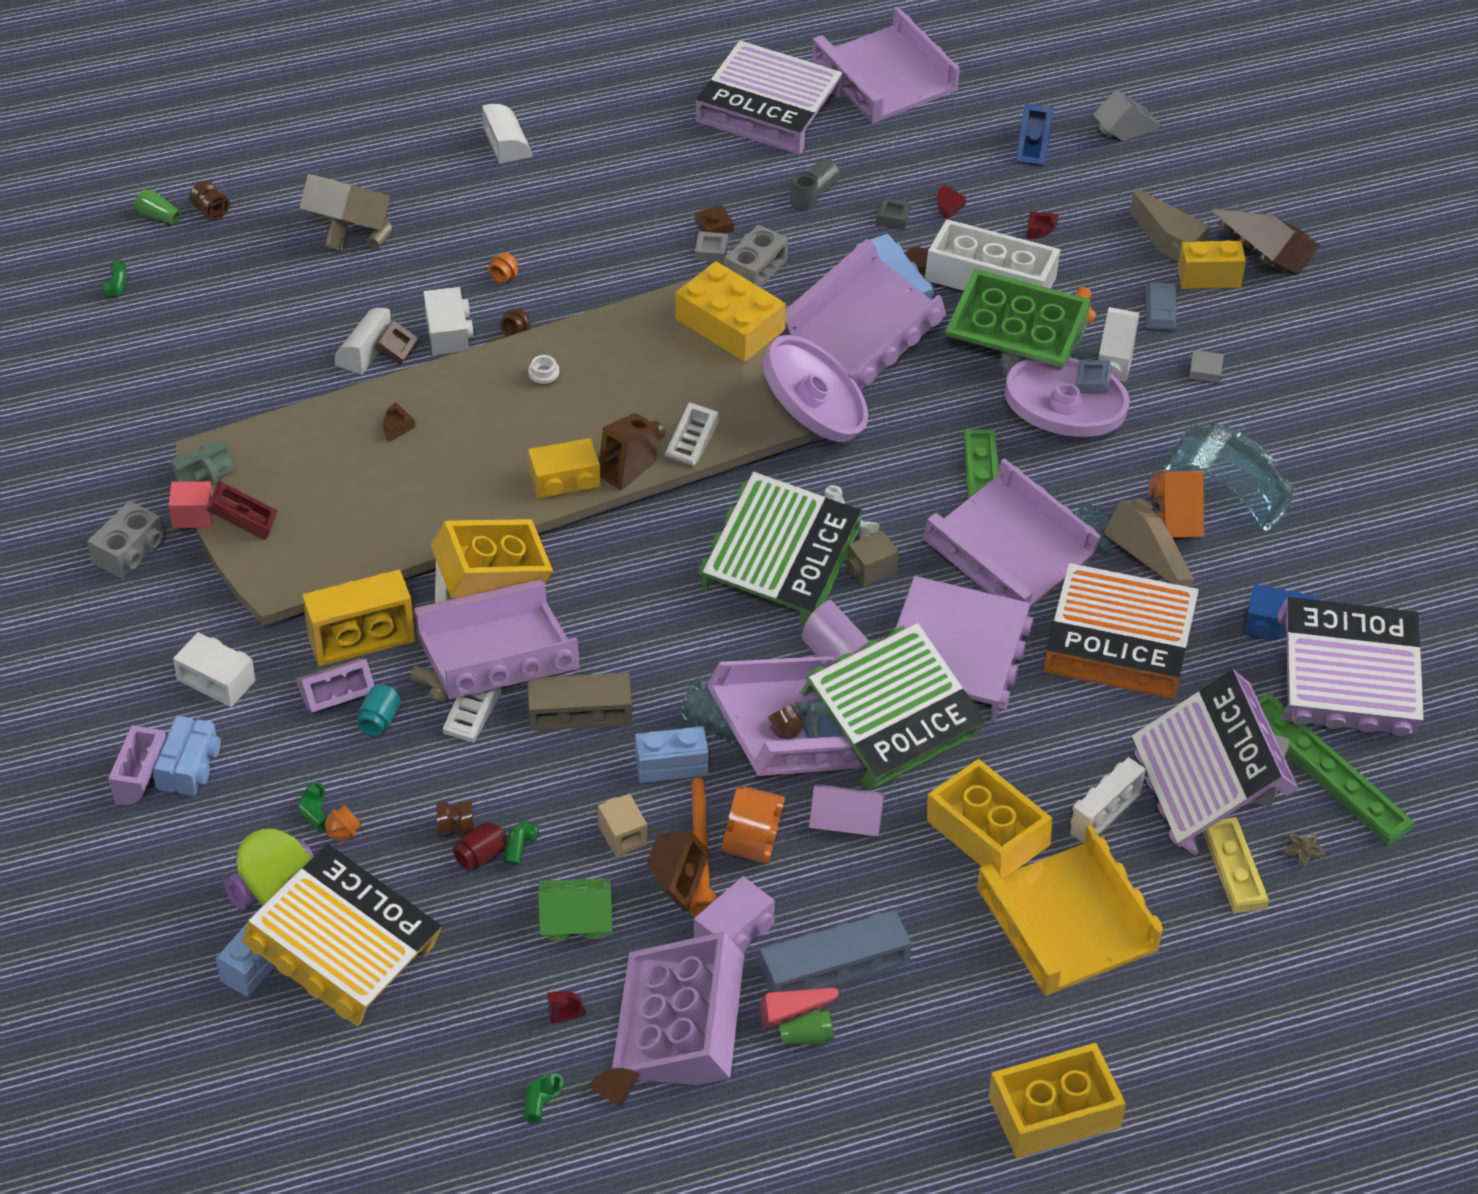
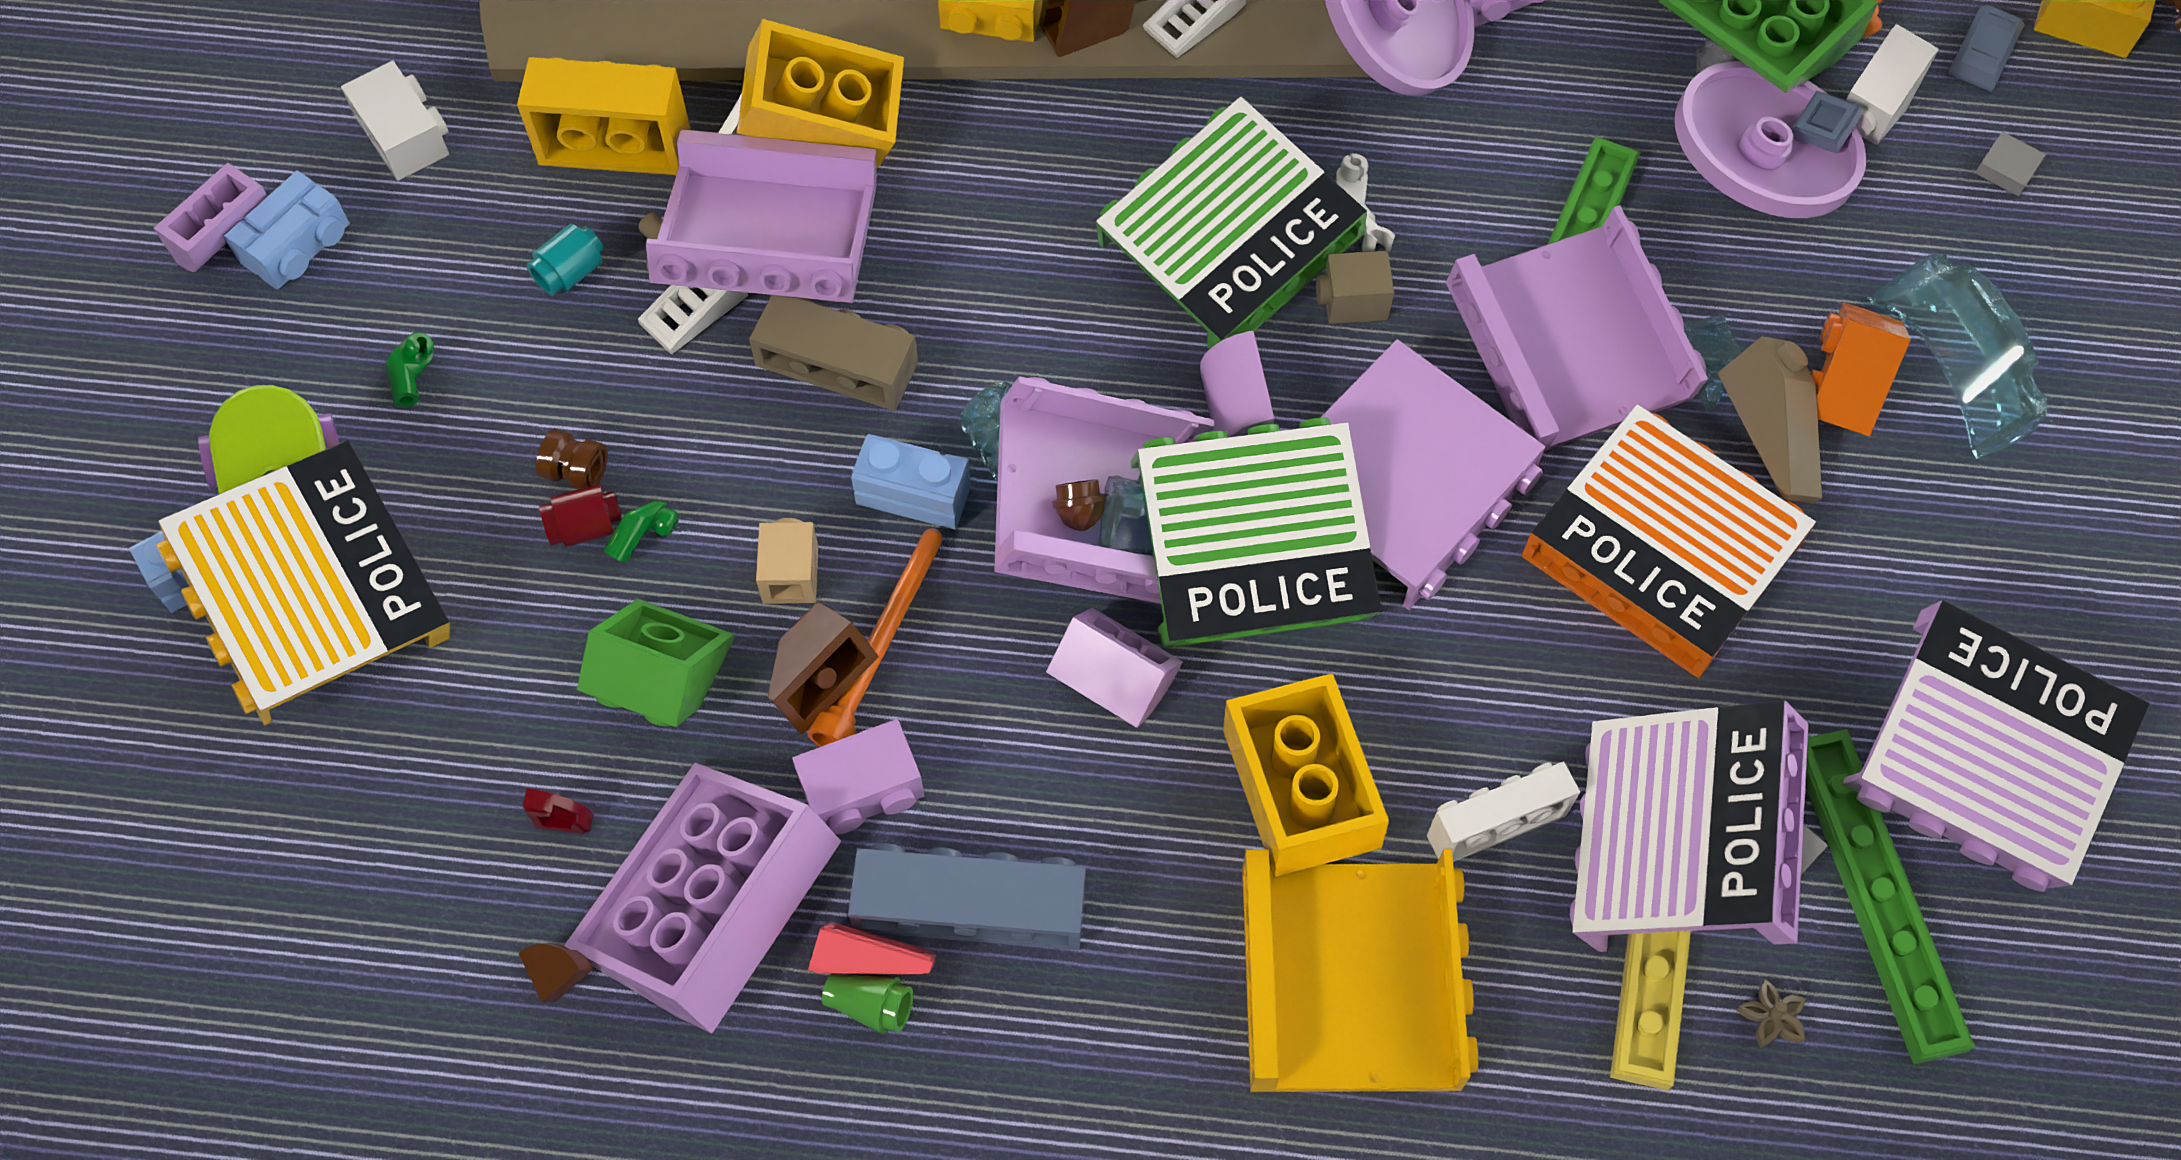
camera: 25 degrees right, 15 degrees up
(335, 684) = (533, 200): lavender brick -> none
(342, 824) = (426, 409): orange plate -> none
(540, 1093) = (445, 935): green arm -> none
(752, 824) = (955, 638): orange brick -> none
(1264, 609) = (1914, 585): blue slope -> none

